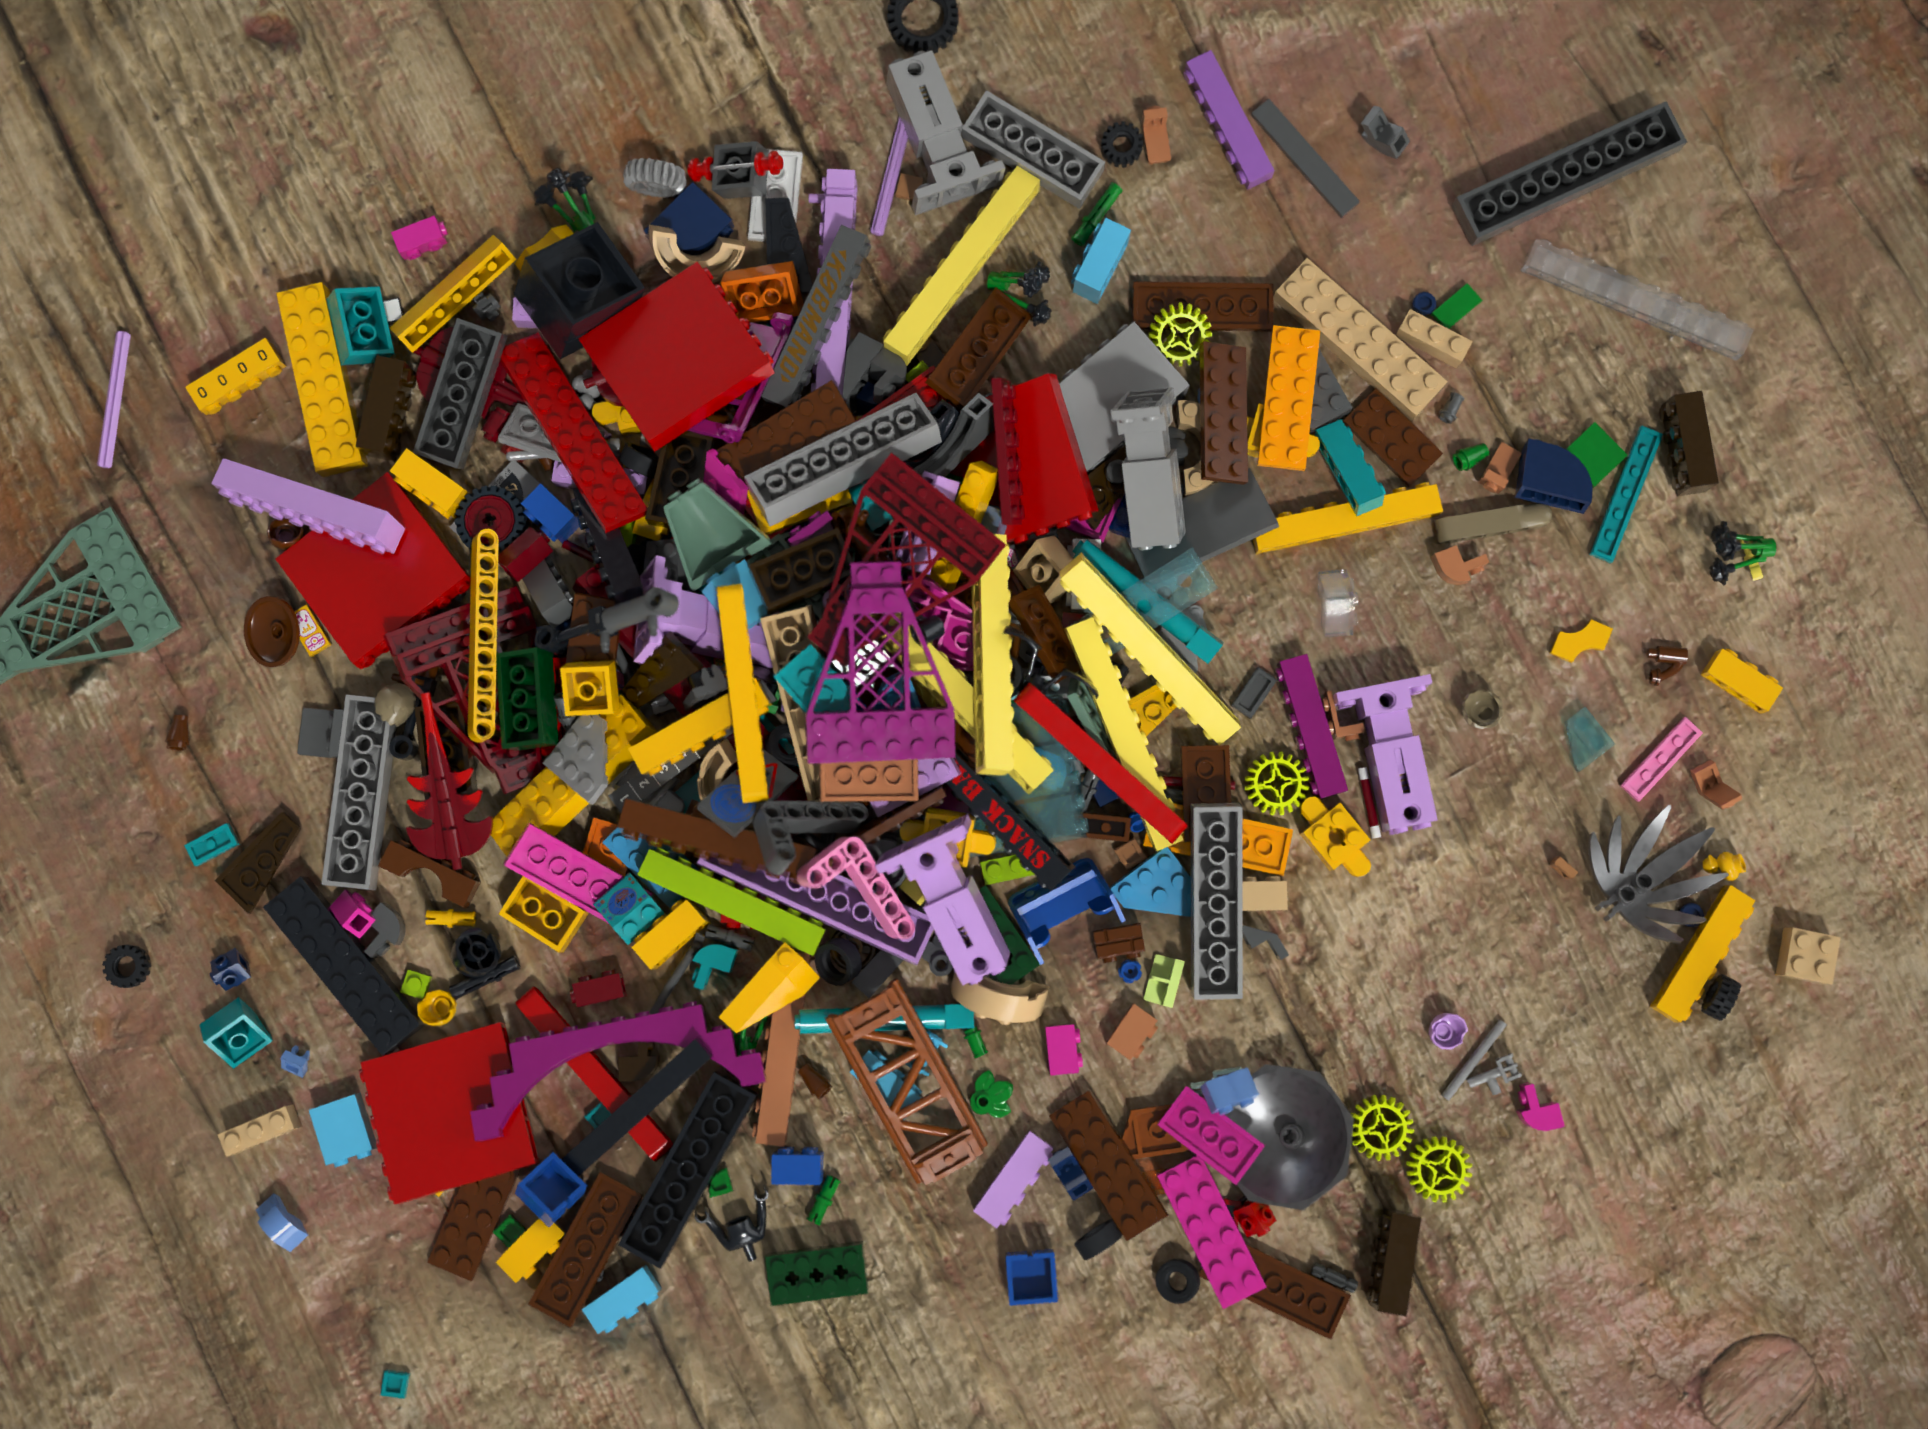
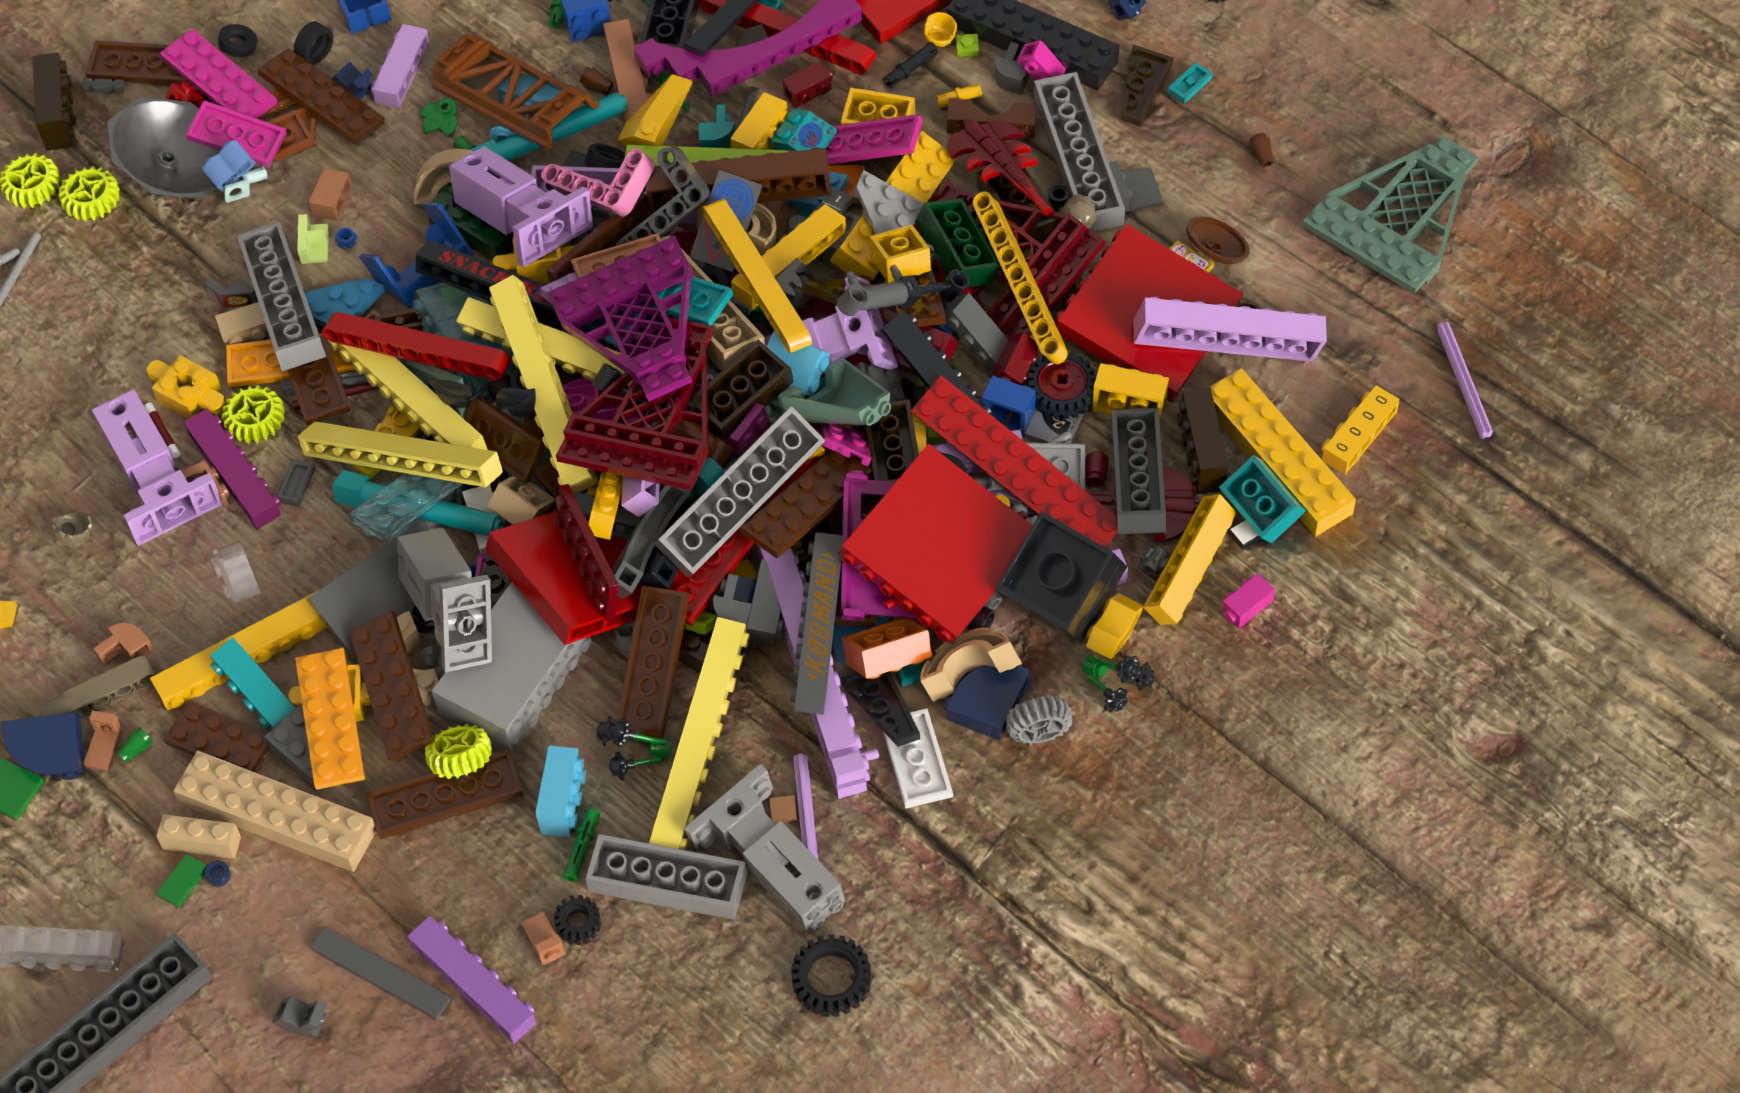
camera: 160 degrees right, 25 degrees down
(475, 953) = (922, 71): black cylinder -> none
(737, 169) = (959, 753): dark grey brick -> none
(1062, 1049) = (388, 164): dark pink brick -> none
(1118, 941) = (368, 243): reddish brown brick -> none
(1447, 1030) = (46, 277): lavender hair -> none
(1451, 408) = (165, 782): dark grey pin -> none

